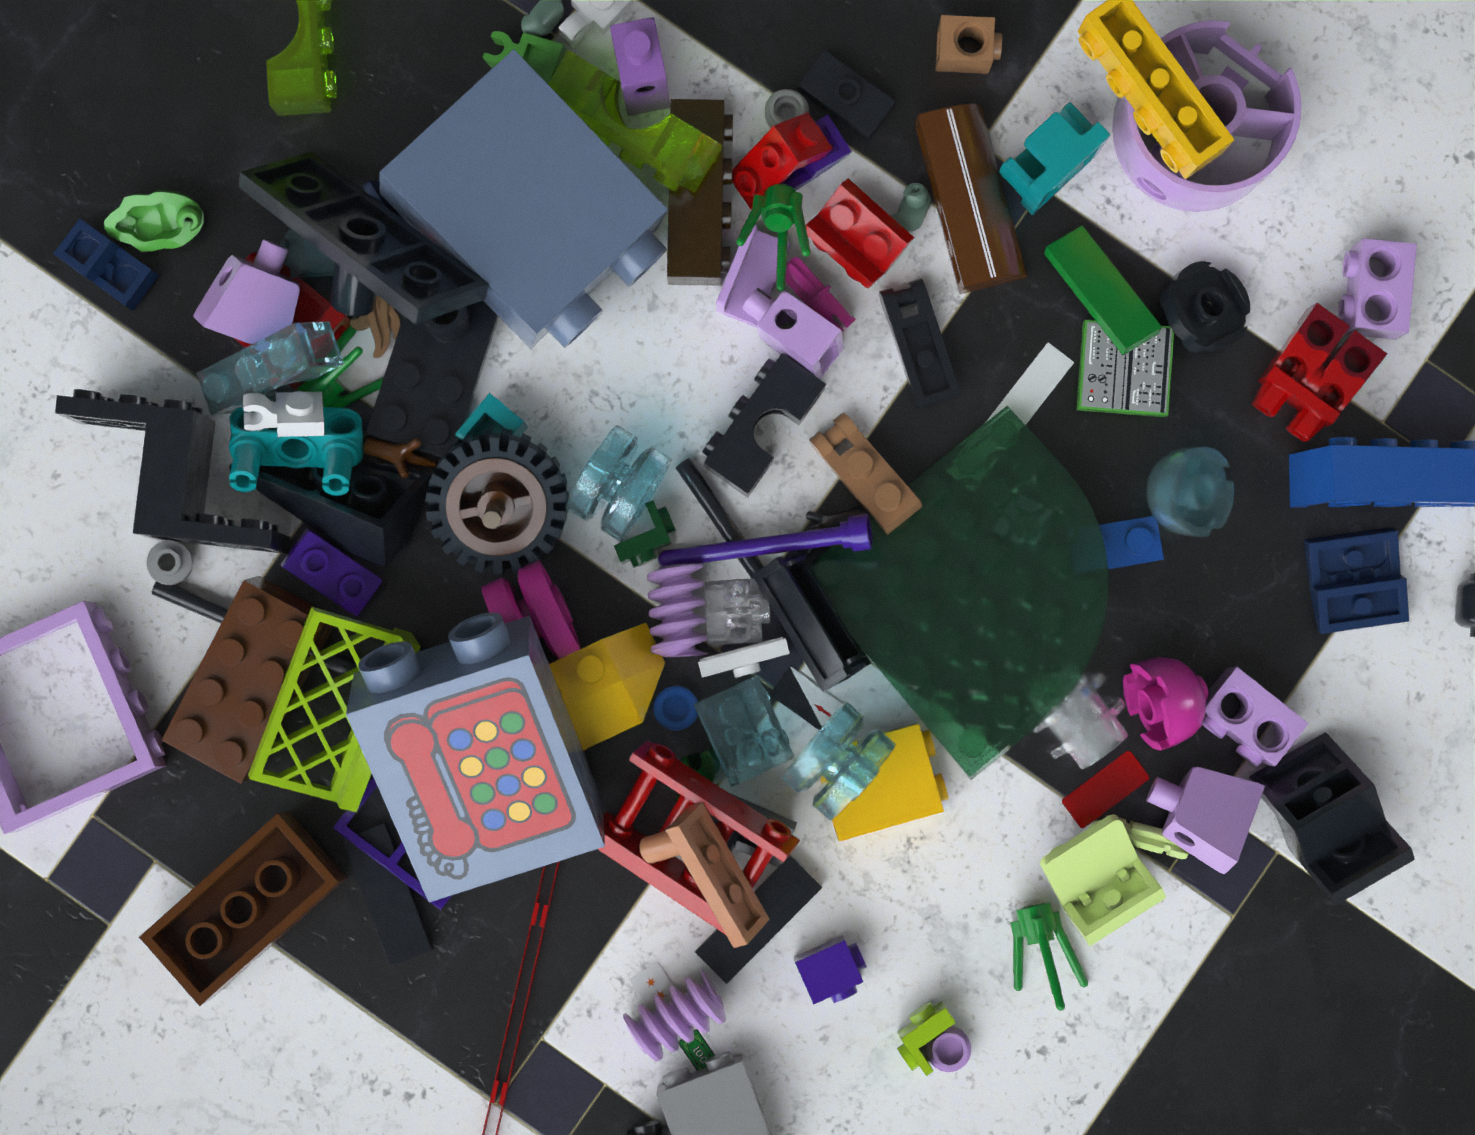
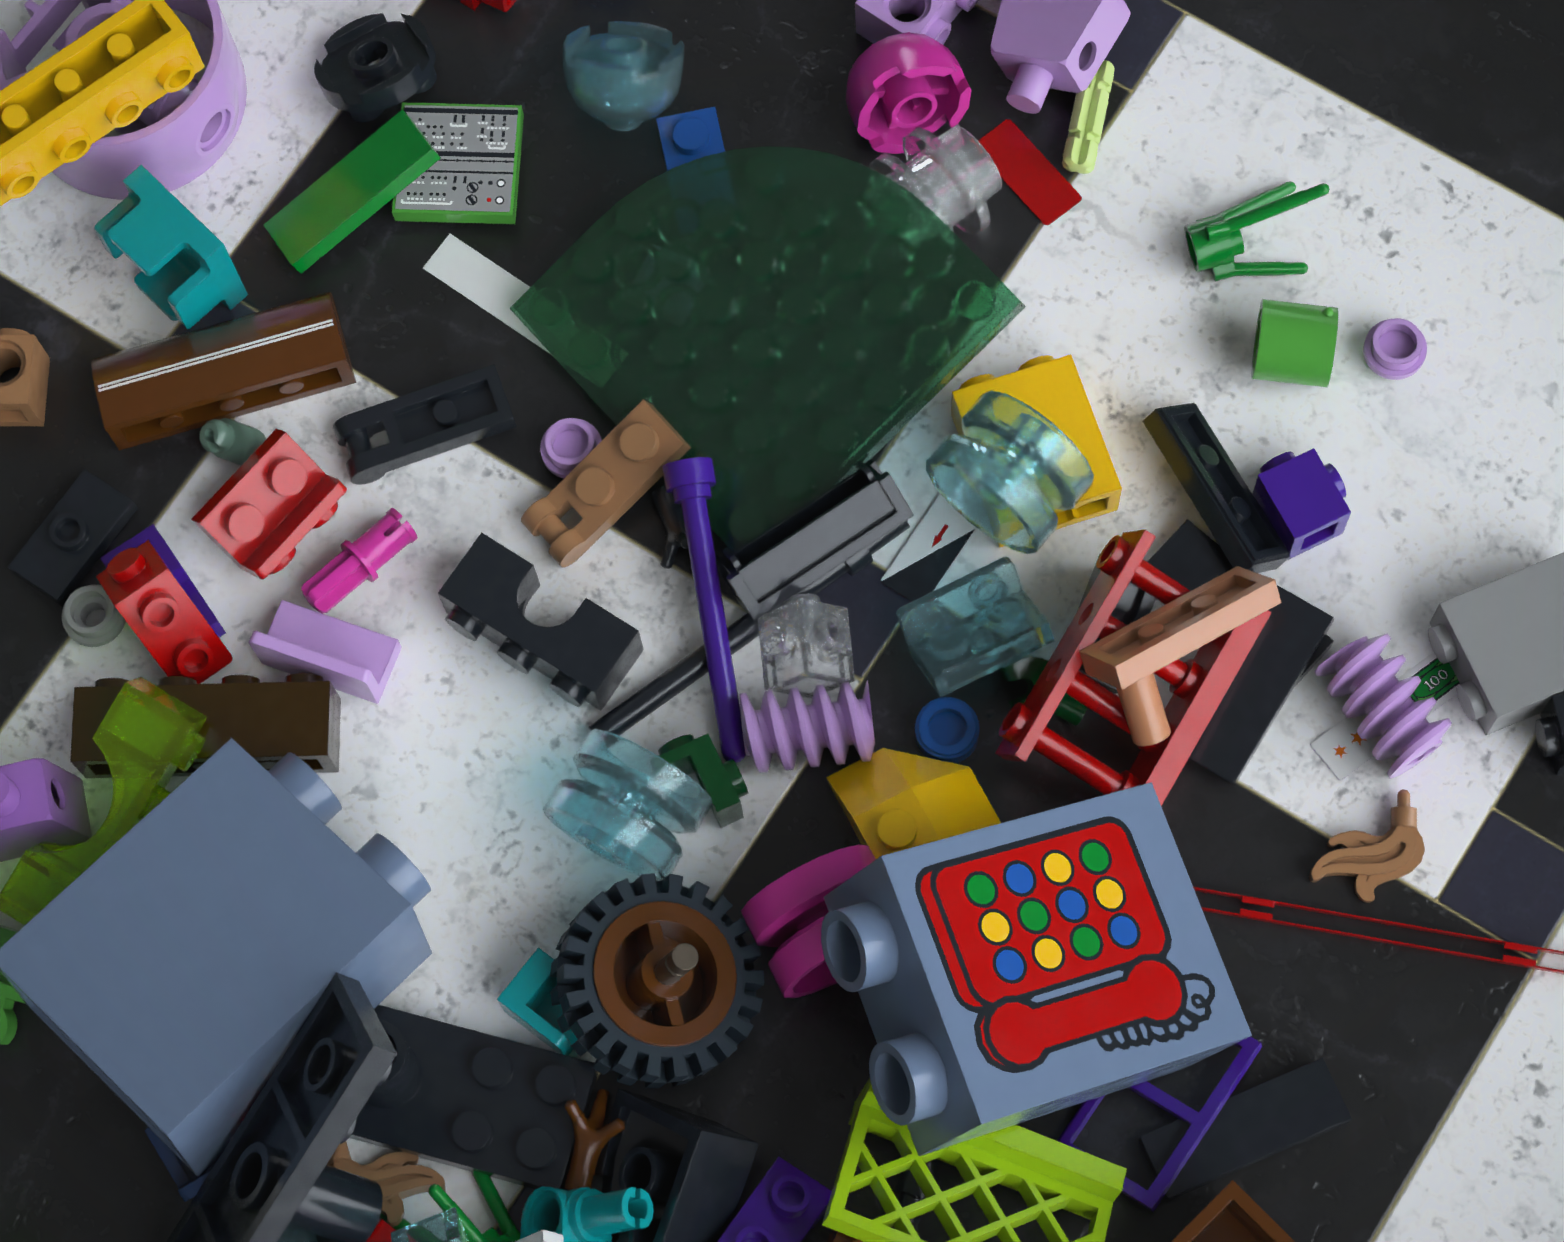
camera: 85 degrees left, 15 degrees down
(571, 998) = (1373, 857): none -> medium nougat piece
(693, 933) = (1261, 686): none -> black tile
(745, 659) = (874, 635): white plate -> none
(779, 210) = (234, 607): green plant -> none
(810, 342) = (404, 577): lavender torso -> none
(843, 909) = (1216, 488): none -> black tile
(898, 448) = (567, 445): none -> lavender plate
(925, 1025) = (1369, 376): lime bracket -> none
(950, 975) = (1294, 343): none -> bright green piece
(1101, 879) = (1152, 160): yellowish green bracket -> none

